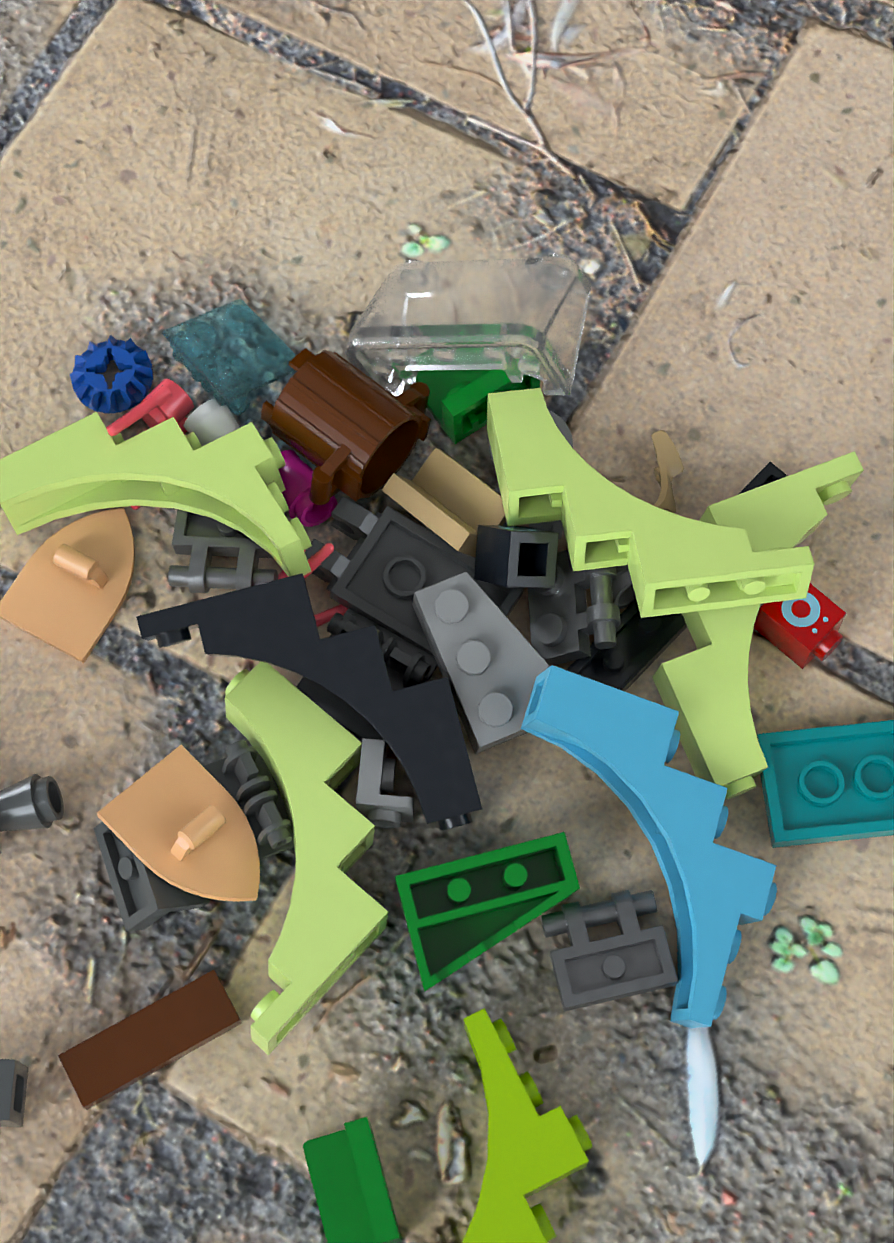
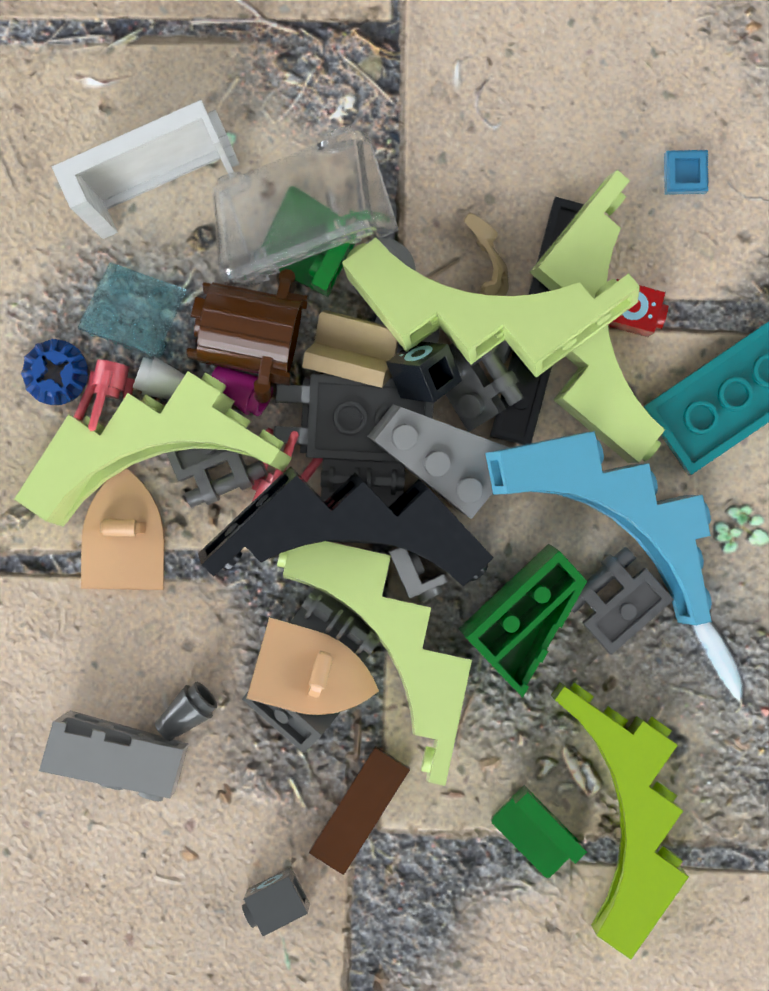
camera: 30 degrees left, 20 degrees up
(330, 187) = (142, 162): none -> white panel

